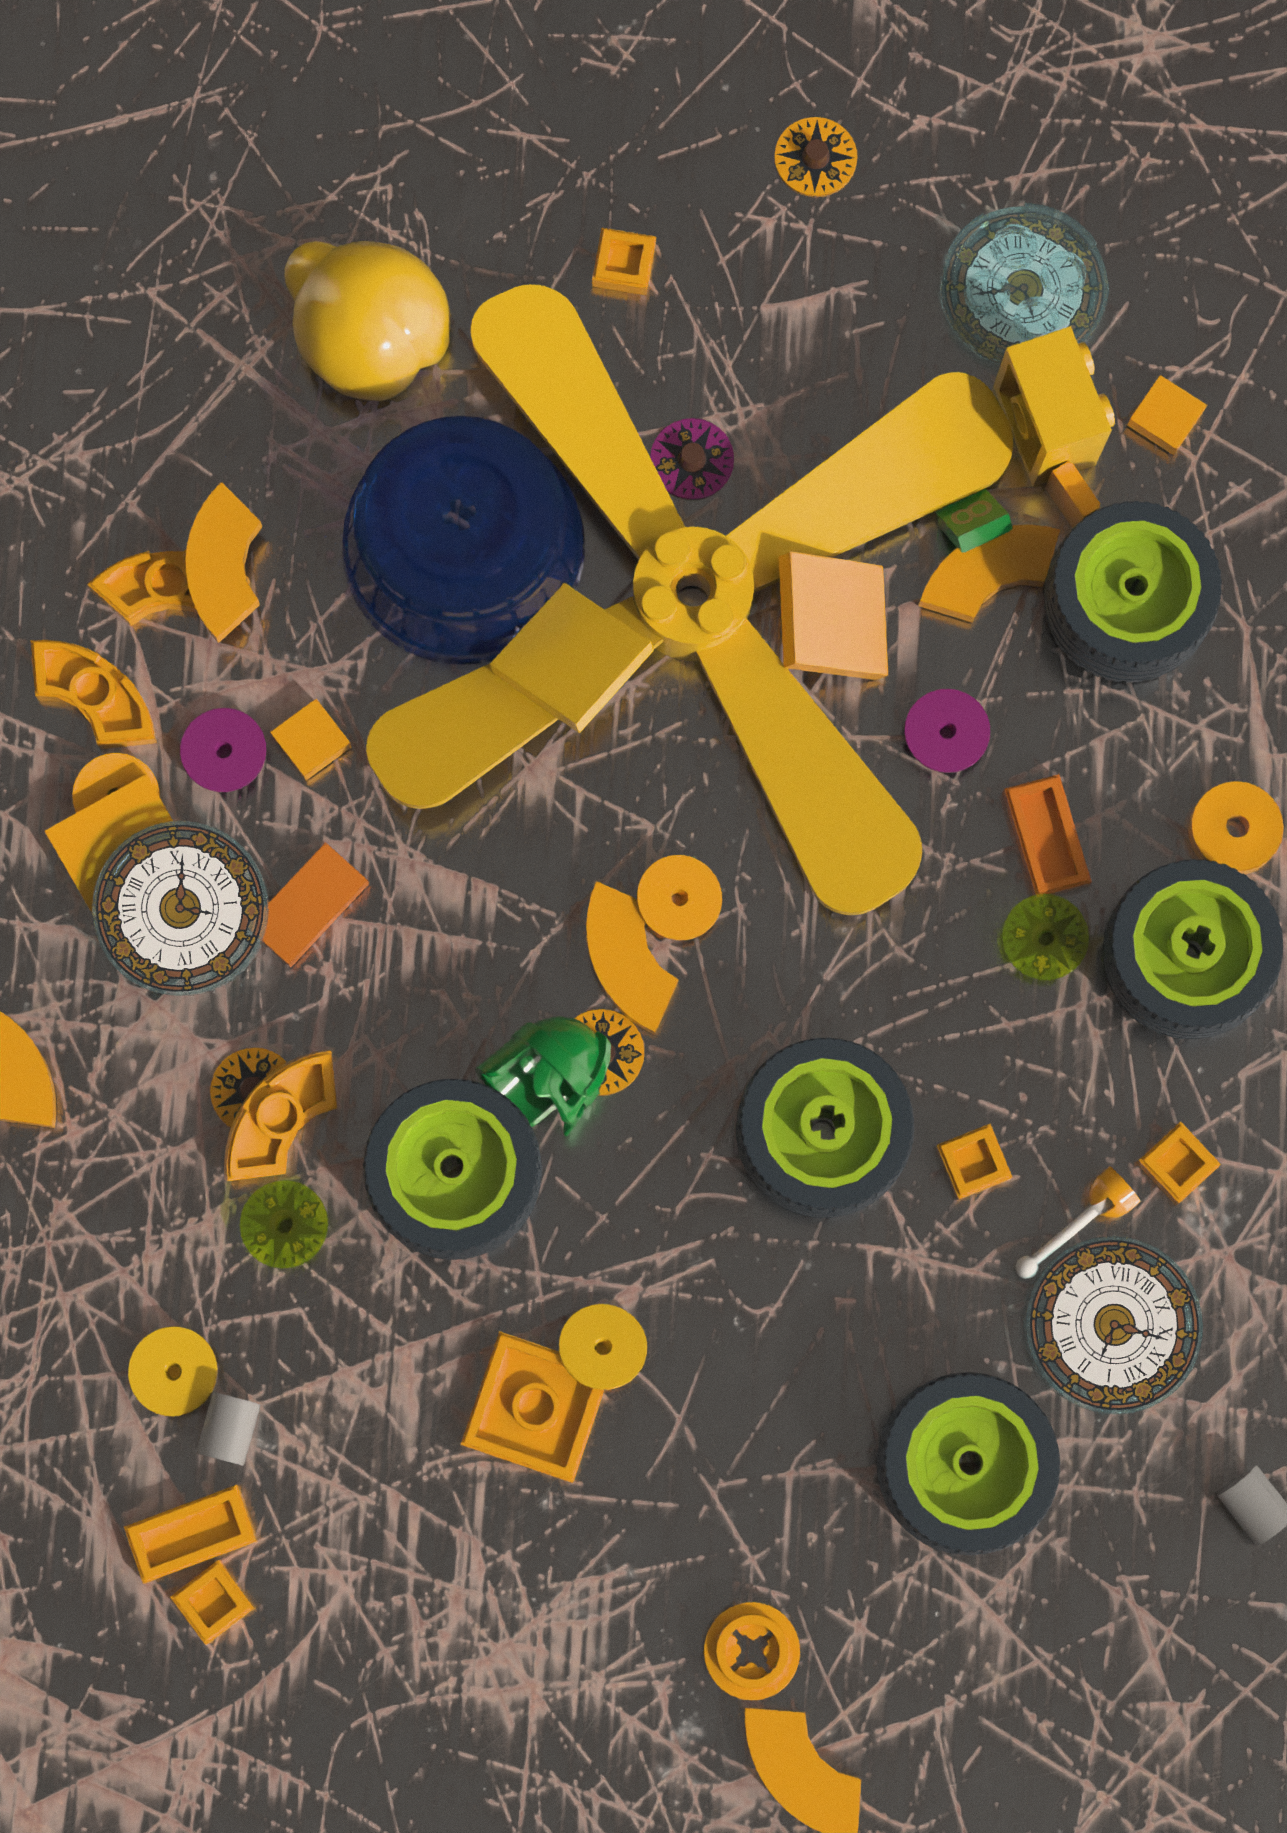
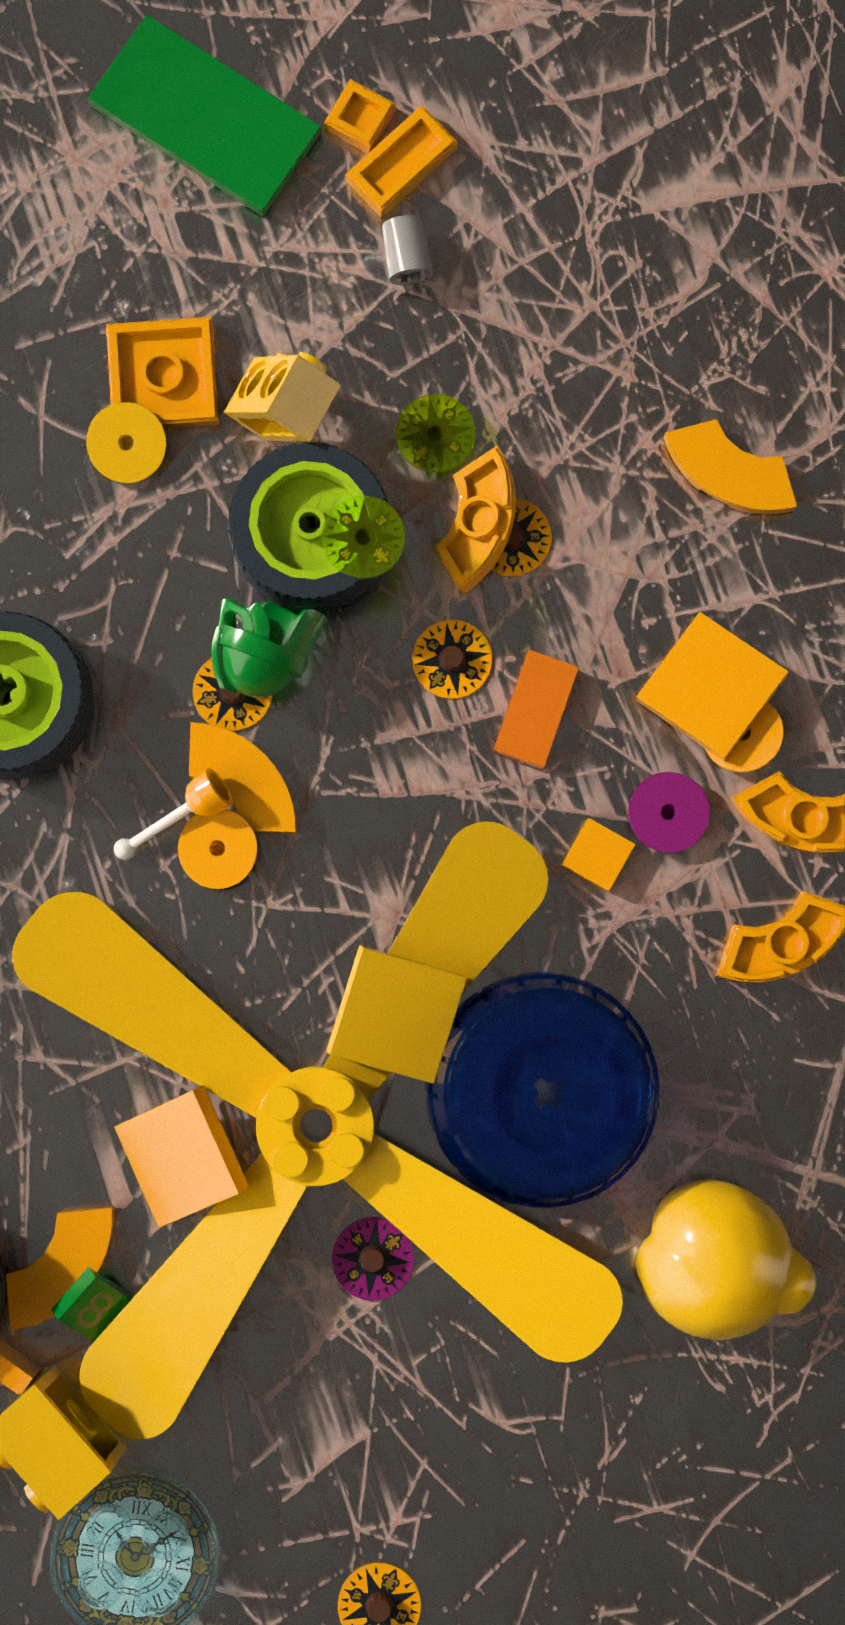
camera: 160 degrees right, 5 degrees up
(172, 1371) = (473, 278): yellow piece -> none
(180, 908) = (640, 654): tile -> none
(217, 562) = (750, 974): light orange tile -> none
(368, 993) = (452, 659): none -> piece
(375, 1673) = (205, 115): none -> green tile
(404, 1118) = (363, 537): none -> clear neon green piece
(422, 1311) = (283, 397): none -> yellow brick
(624, 261) = (512, 1421): light orange tile -> none
(670, 946) = (204, 796): none -> hinge
(947, 730) = (41, 1098): magenta piece -> none

